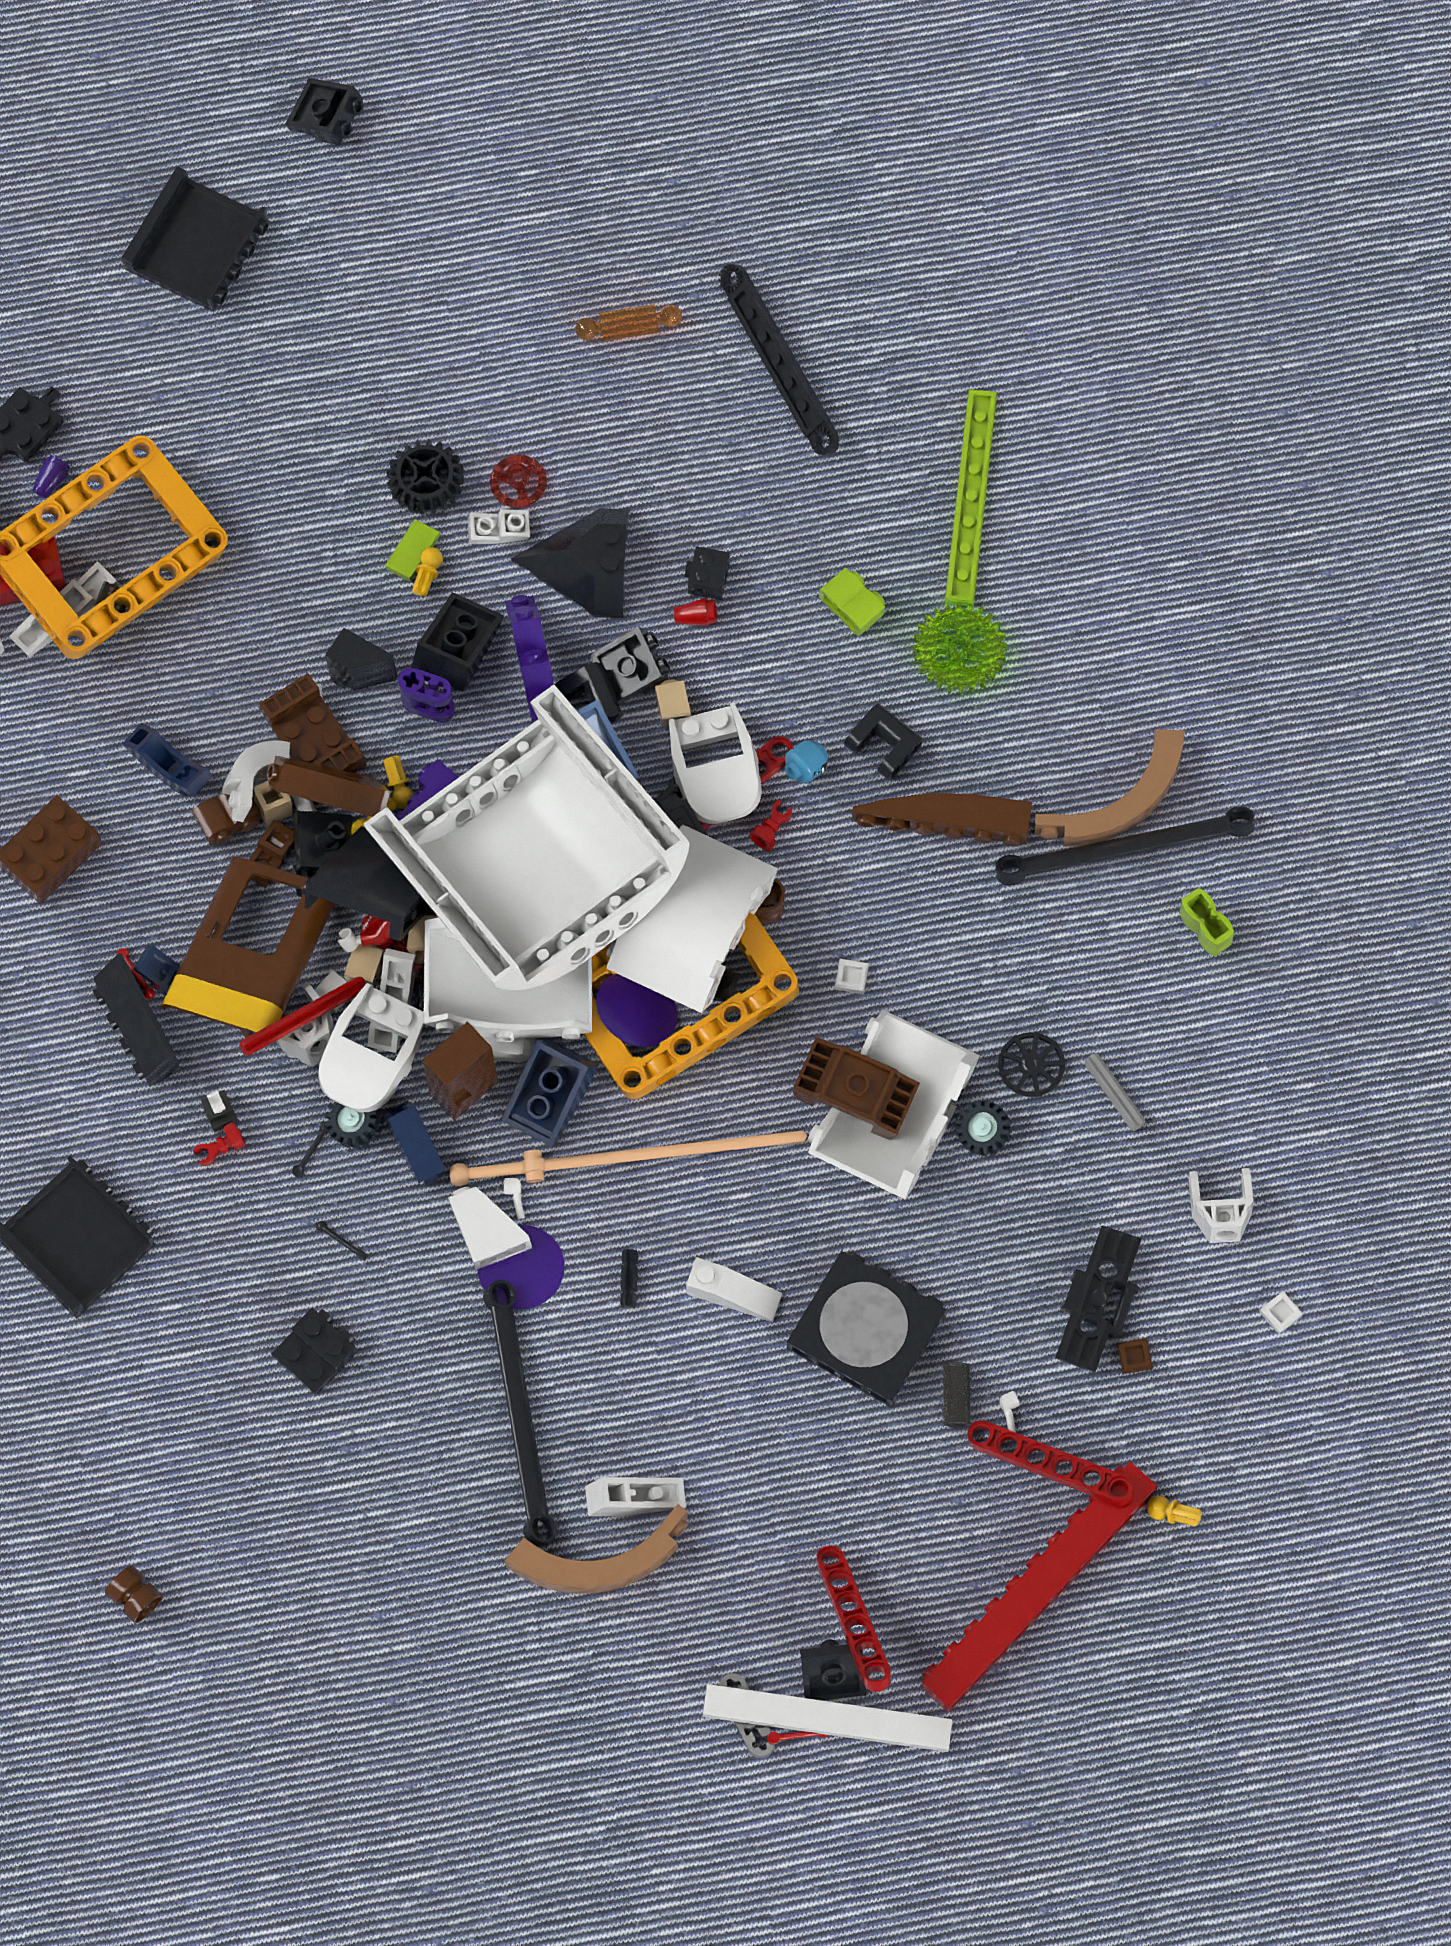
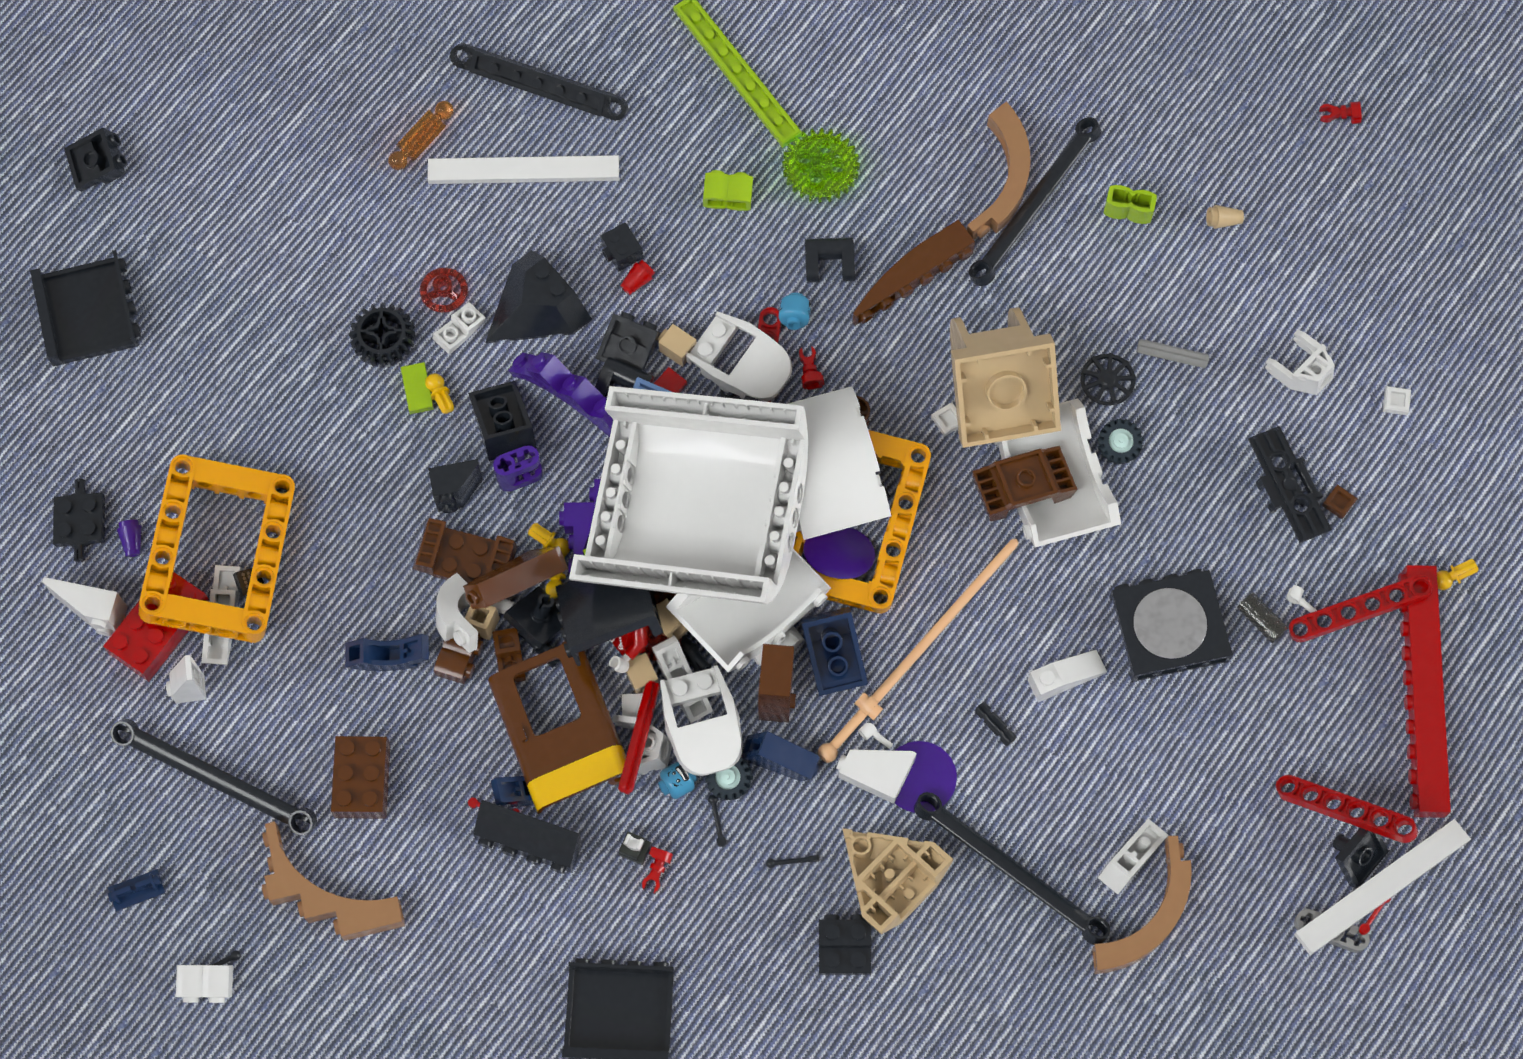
camera: 45 degrees left, 0 degrees up
(305, 1085) = (676, 781): none -> dark azure head
(408, 1326) = (893, 875): none -> tan wedge
(635, 734) = (671, 381): none -> red tile
(691, 430) = (523, 169): none -> white tile
(904, 975) = (1004, 382): none -> tan piece
(1287, 1008) = (1223, 216): none -> tan cone

